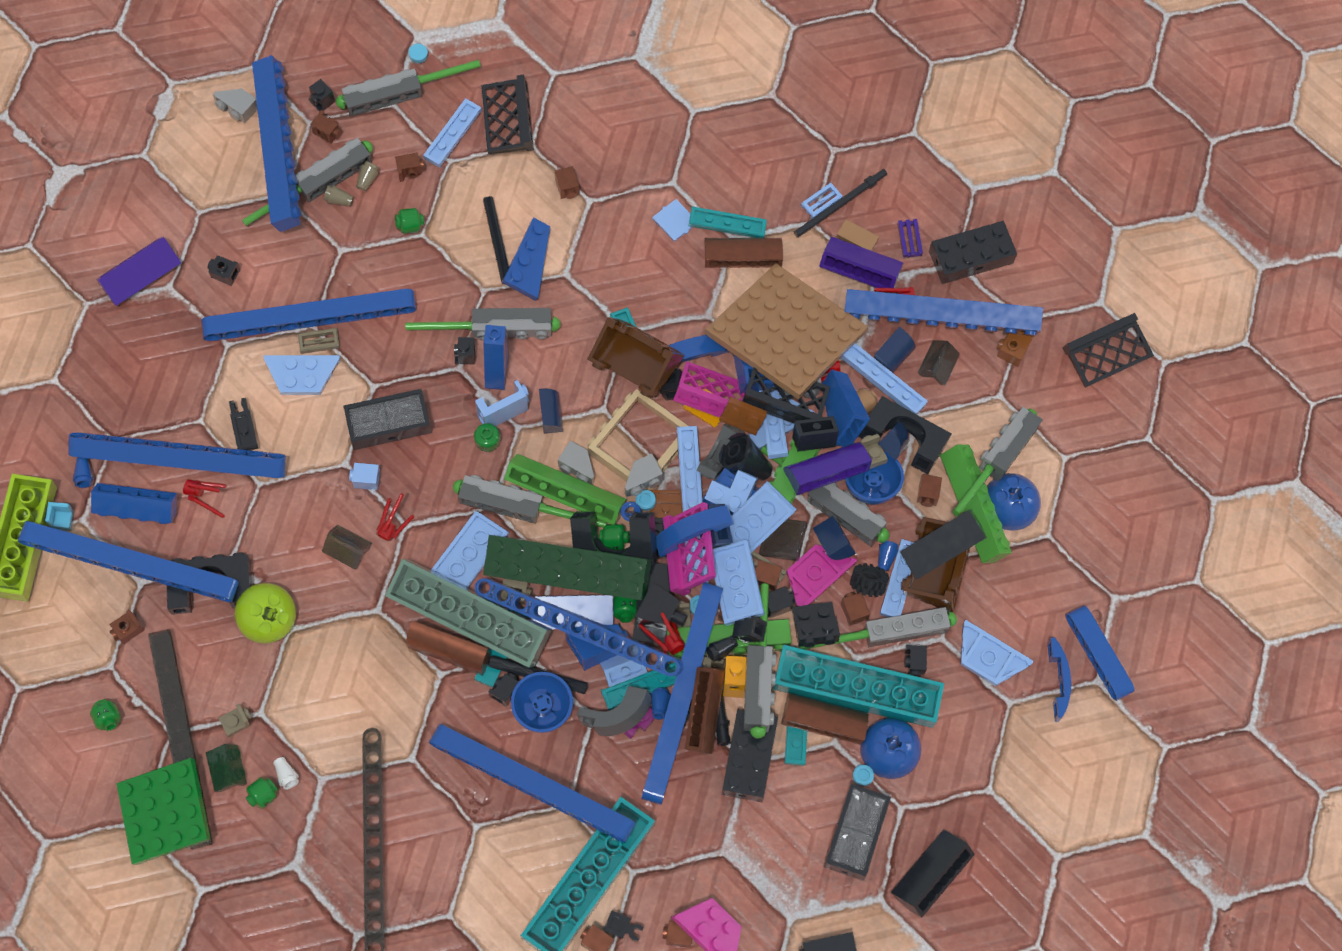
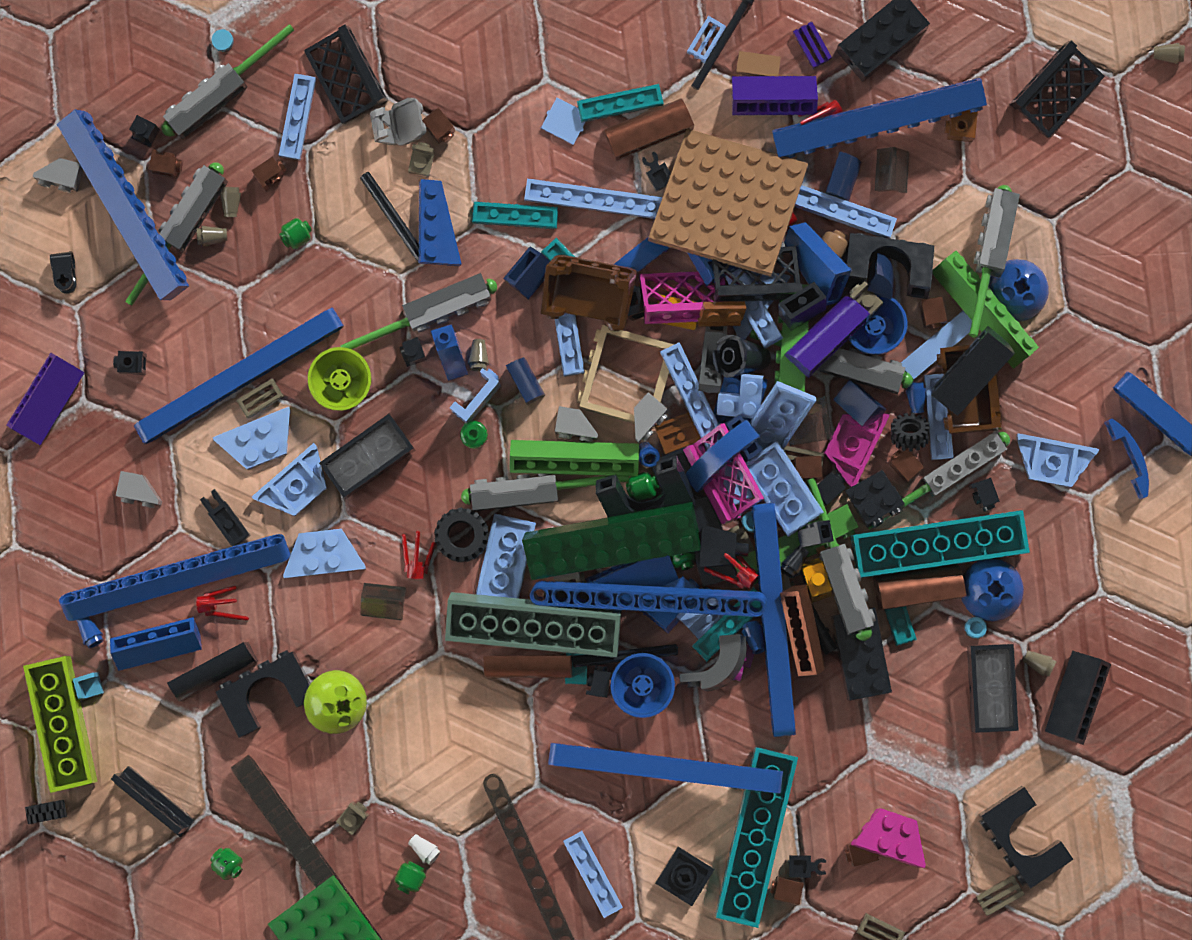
camera: 15 degrees left, 15 degrees up
(67, 635) = (153, 800): none -> black fence
(128, 561) = (180, 709): blue beam -> none
(132, 630) = (212, 766): copper brick -> none
(174, 543) = (212, 671): none -> black brick
(178, 370) = (137, 488): none -> light grey slope
(203, 178) = (64, 268): none -> black piece
(226, 767) = (365, 866): clear green bracket -> none
(312, 487) = (322, 554): none -> light blue wing
(316, 420) = (296, 484): none -> light blue wing
(365, 476) = (370, 523): light blue brick -> none
(392, 336) = (337, 367): none -> lime piece
(426, 856) = (593, 874): none -> light blue plate
(439, 500) = (461, 516): none -> black tyre
(508, 891) = (684, 876): none -> black plate
(520, 373) = (478, 356): none -> dark tan cone
(538, 168) = (403, 122): none -> light grey piece
(541, 203) = (421, 159): none -> dark tan bracket
(589, 325) = (528, 272): none -> dark blue brick
(600, 277) = (515, 215): none -> teal tile
(601, 397) = (569, 345): none -> light blue tile
(646, 500) = (659, 437): medium azure tile -> none
(669, 286) = (592, 198): none -> light blue plate
(735, 287) = (658, 174): none -> black plate
(907, 524) = (945, 337): none -> light blue tile
(910, 829) = (1041, 663): none -> dark tan cone
(1217, 357) = (1170, 53): none -> dark tan cone

